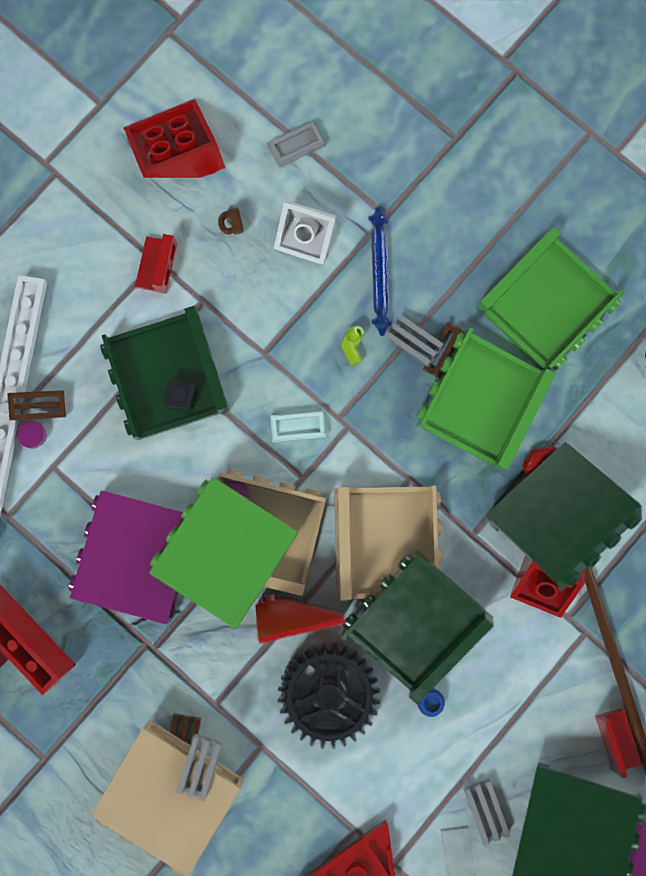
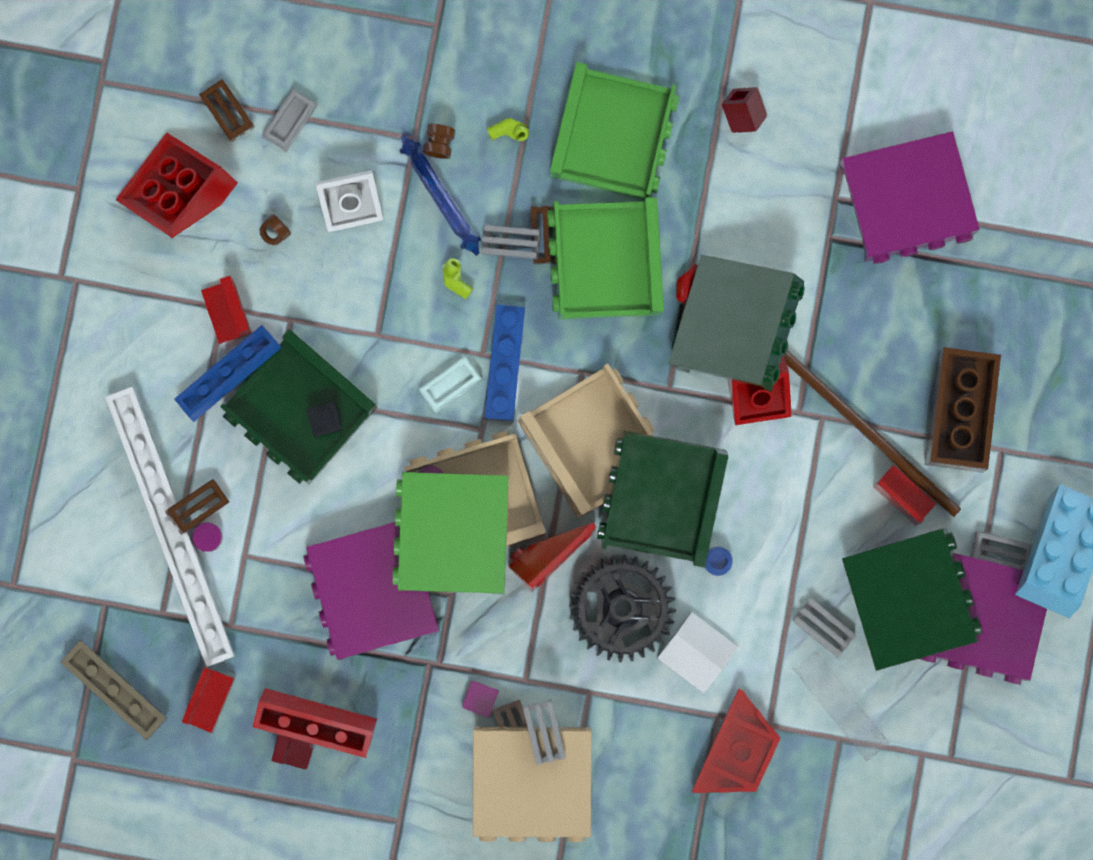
camera: 30 degrees left, 0 degrees up
(125, 313) = (227, 373): none -> blue plate
(169, 698) = (480, 699): none -> magenta tile
(252, 129) = (240, 130): none -> reddish brown tile
(352, 435) = (505, 363): none -> blue plate
(370, 769) = (697, 652): none -> white slope
(406, 225) = (439, 140): none -> reddish brown wheel
(467, 250) = (510, 128): none -> lime arm

